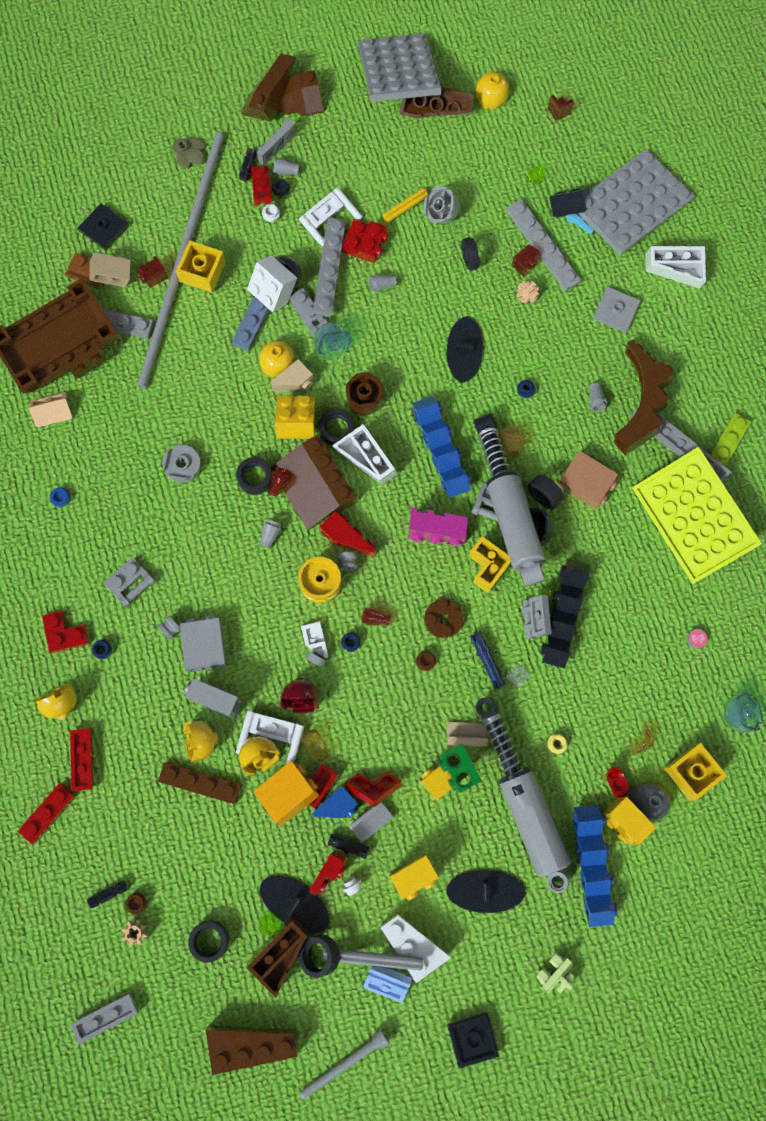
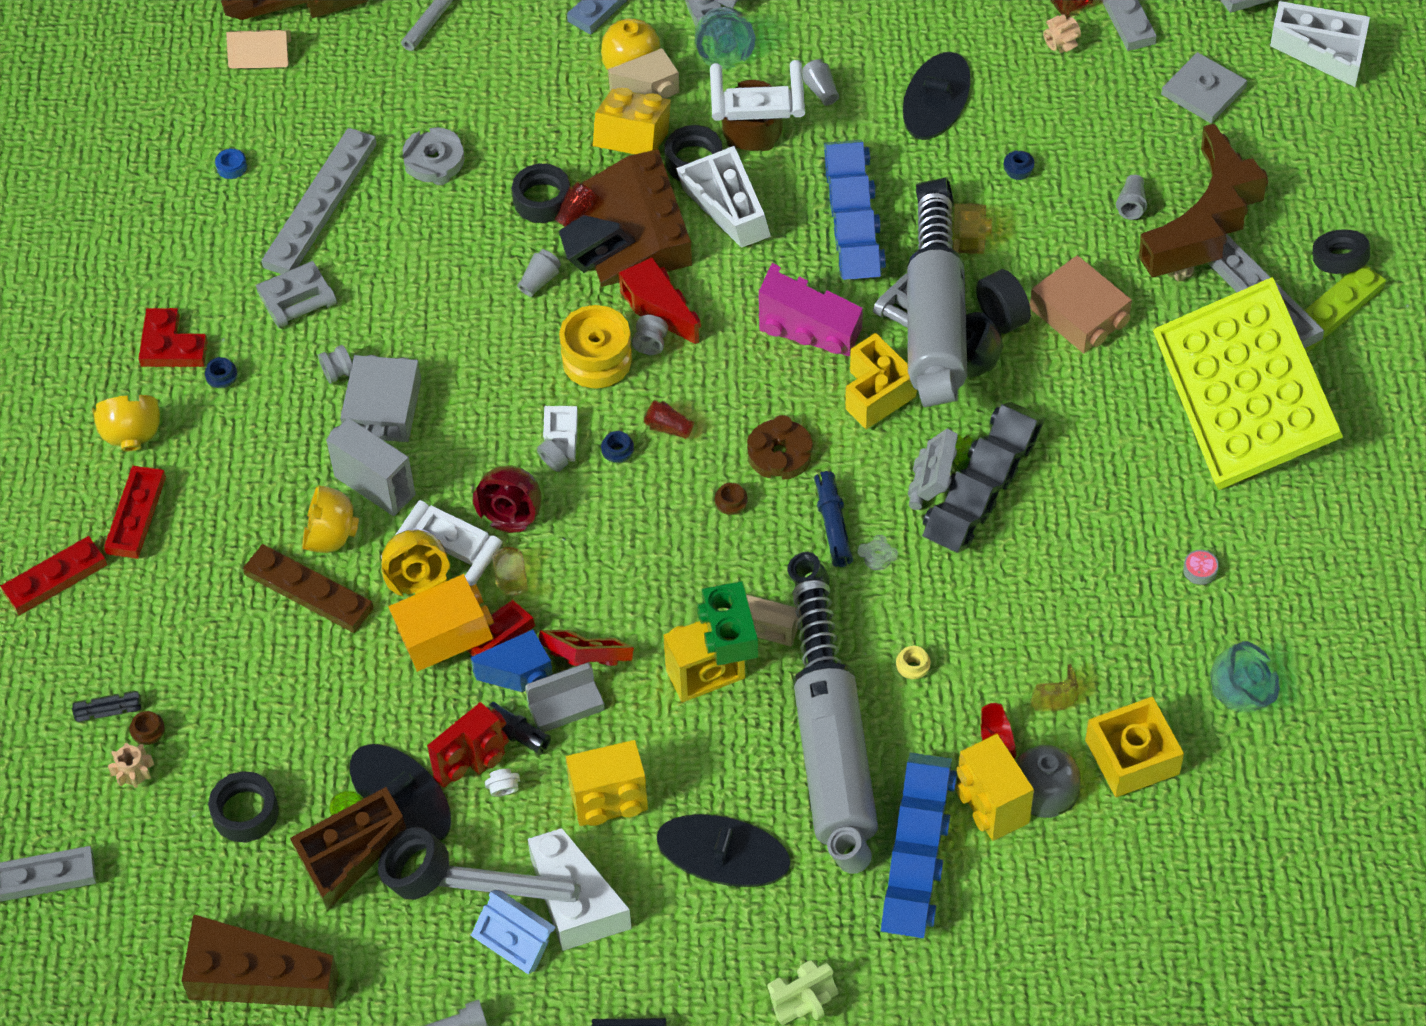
camera: 20 degrees right, 20 degrees down
(122, 512) = (319, 201): none -> light grey plate
(295, 506) = (593, 240): none -> black slope
(368, 391) = (757, 101): none -> white plate
(396, 357) = (820, 80): none -> light grey cone
(722, 419) = (1344, 262): none -> black tyre

